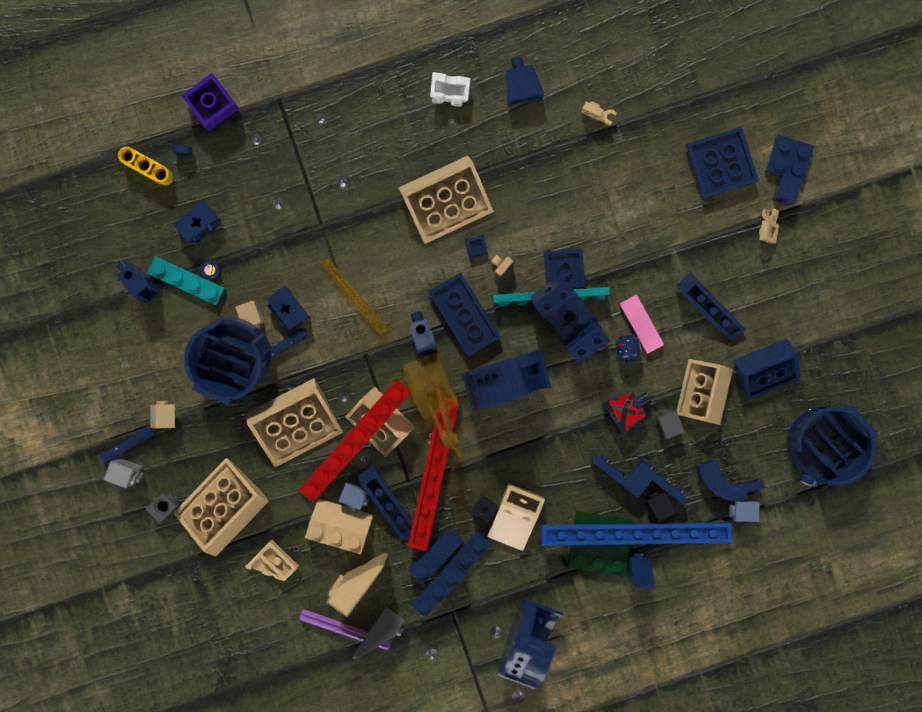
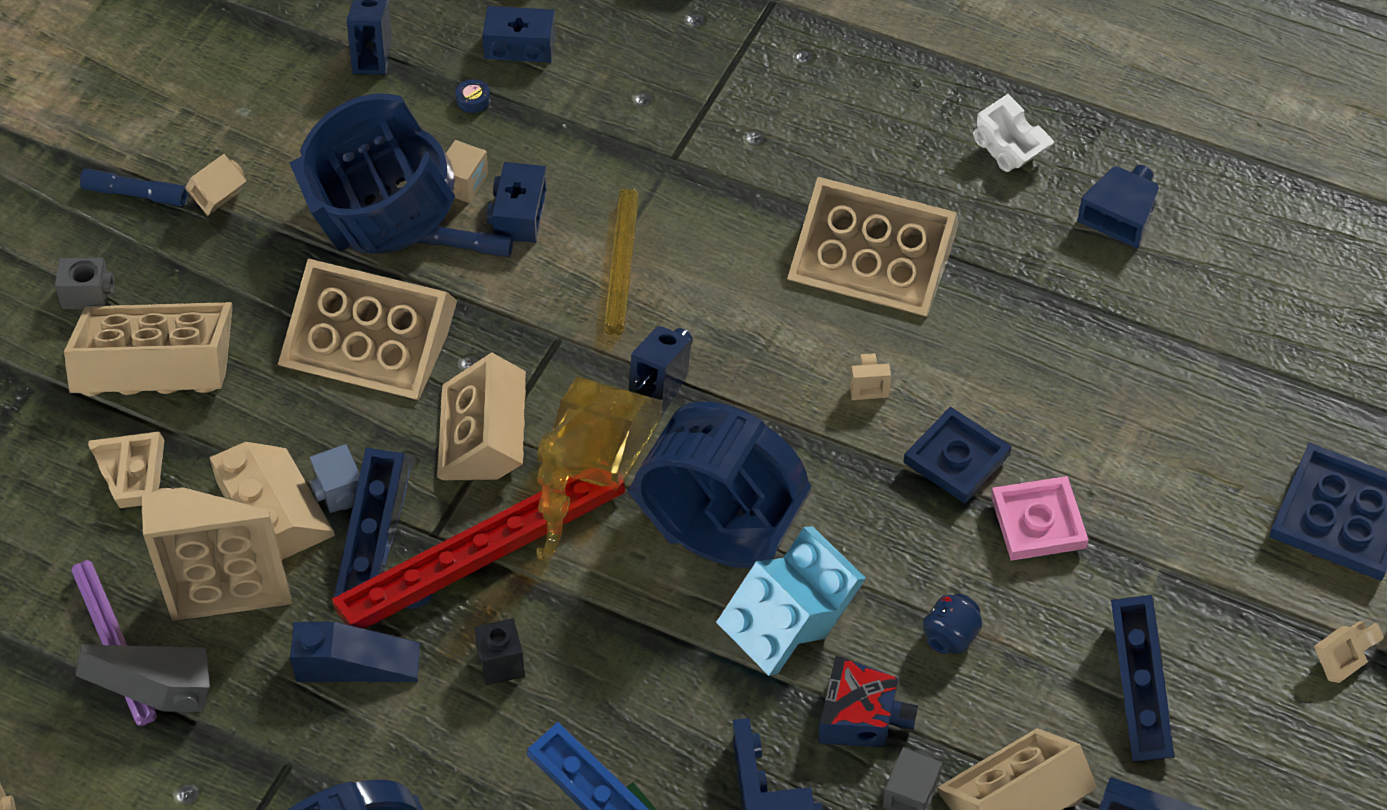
camera: 45 degrees right, 35 degrees down
(124, 473) = (88, 198): light grey brick -> none
(186, 280) = (430, 85): teal plate -> none
(355, 440) = (421, 399): red plate -> none
(451, 574) = (348, 690): dark blue bracket -> none
(464, 314) = (756, 373): dark blue plate -> none
(476, 246) = (857, 335): dark blue tile -> none
(516, 517) = (532, 696): tan slope -> none
(522, 298) = (904, 468): teal plate -> none
(567, 394) = (790, 600): none -> medium azure bracket
(581, 333) = (902, 457): dark blue plate -> none
(594, 111) = (1199, 306): tan plate -> none
(617, 270) = (1039, 518): none -> bright pink plate
(641, 324) = (1006, 619): bright pink tile -> none

